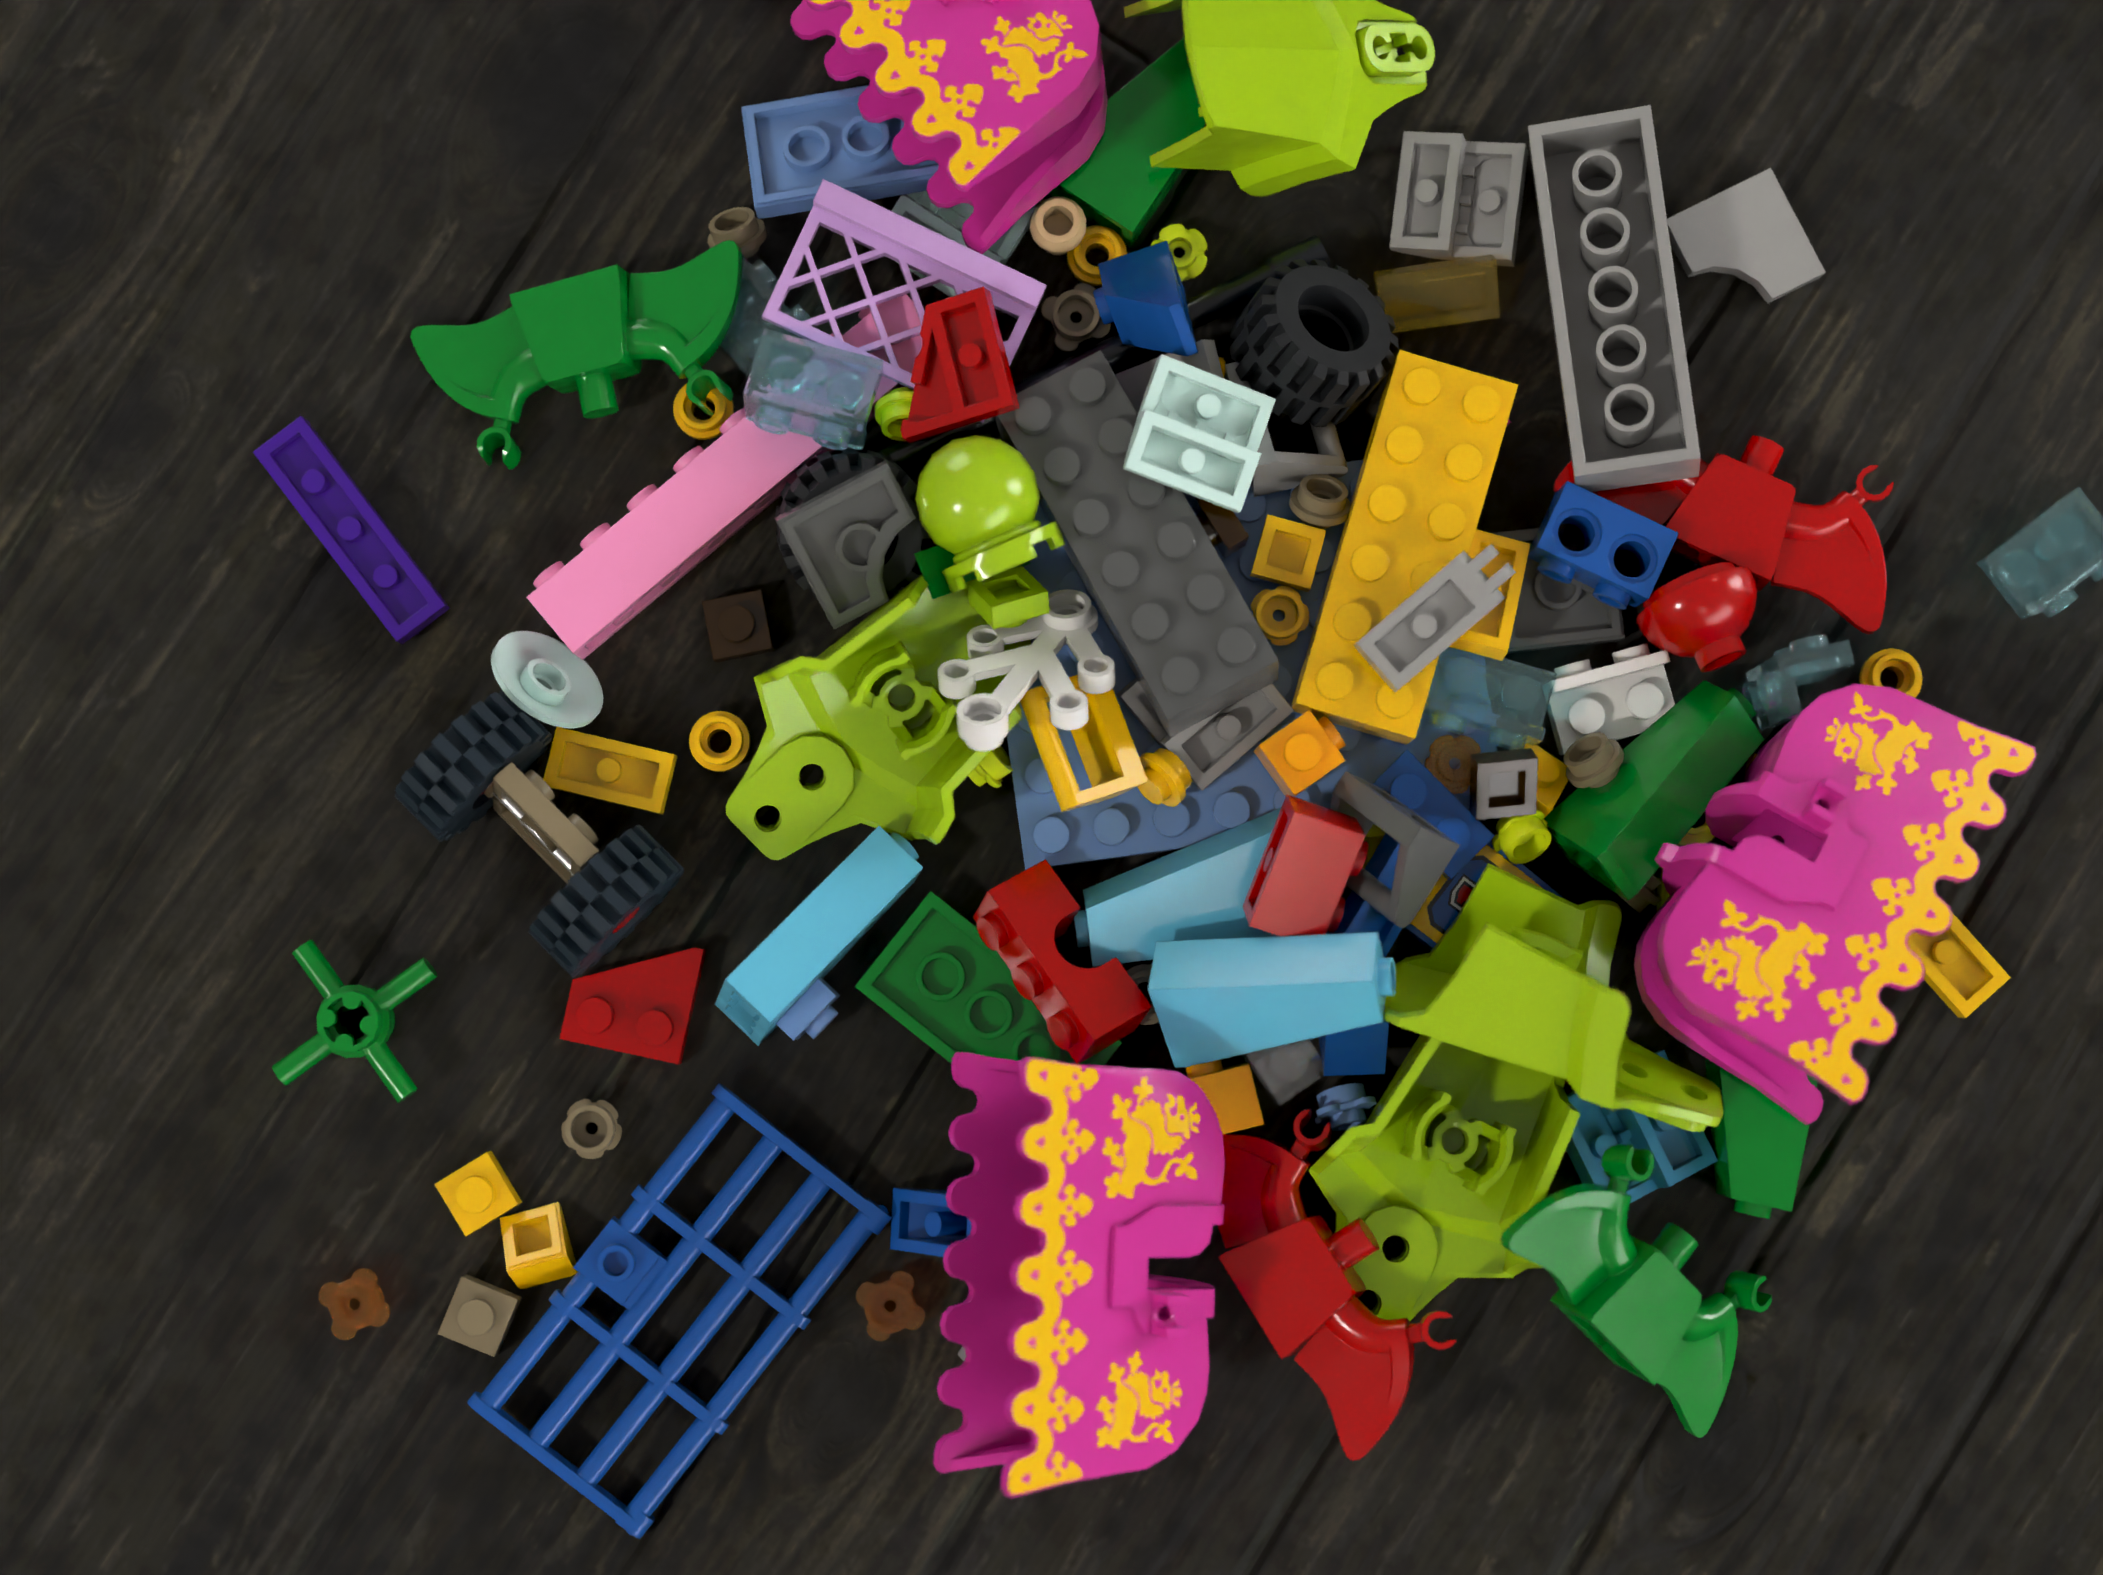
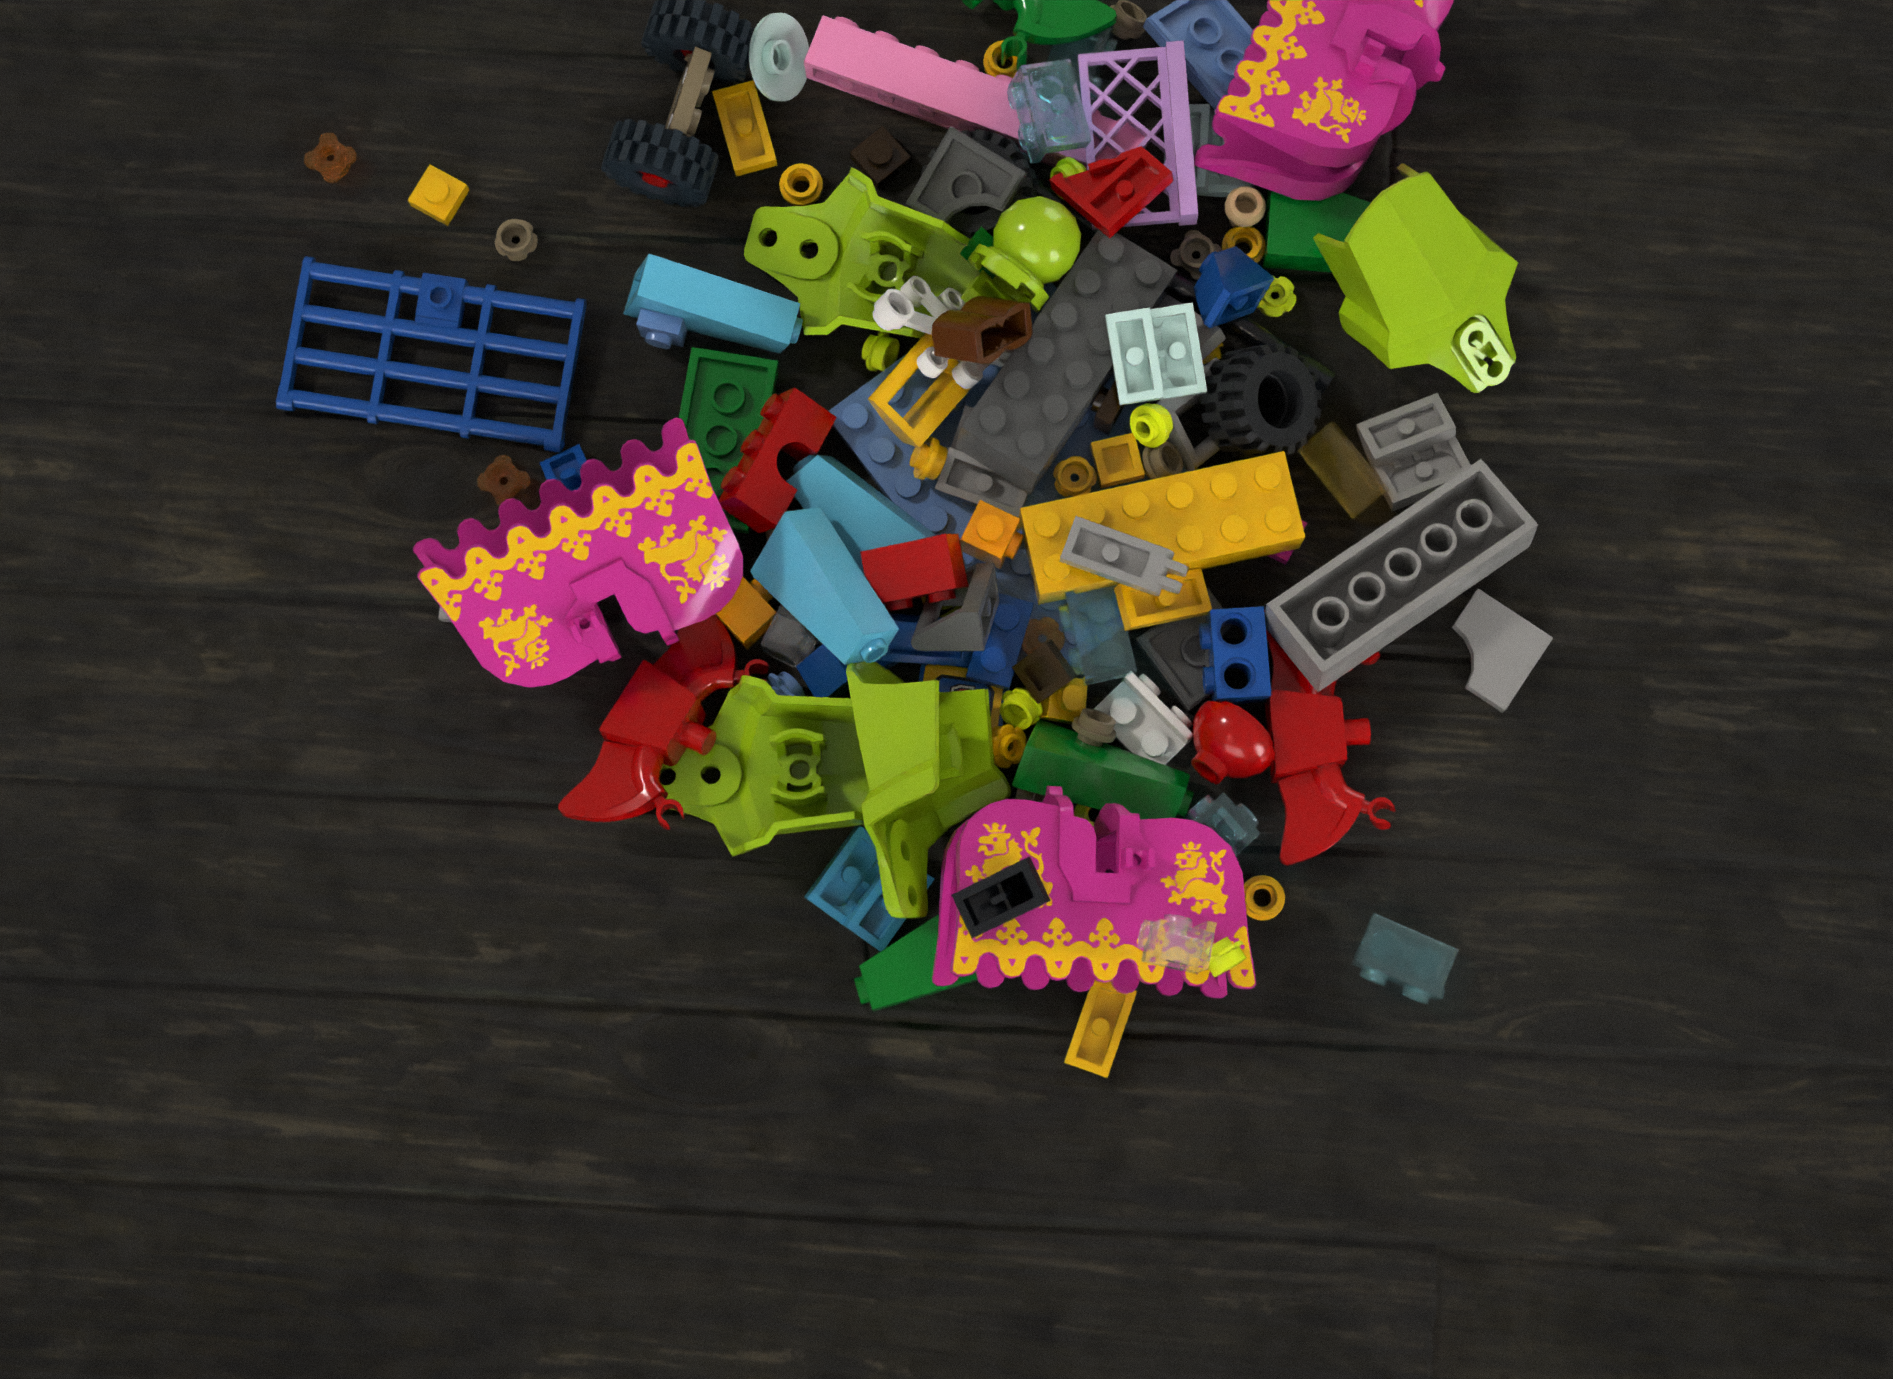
camera: 65 degrees right, 5 degrees down
(378, 1026) = (508, 76): green bar -> none
(479, 1315) = (363, 237): dark tan plate -> none
(537, 1246) = (424, 248): yellow slope -> none
(637, 1006) = (607, 226): red wing -> none
(1063, 627) = (982, 329): none -> reddish brown brick
(1276, 488) = (1151, 424): none -> neon yellow plate
(1558, 874) = (1001, 738): none -> yellow plate
(1633, 1292) = (761, 929): green torso -> none
(1803, 993) = (1001, 897): none -> black slope
(1955, 812) = (1176, 943): none -> clear brick
(1992, 767) = (1225, 956): none -> neon yellow plate

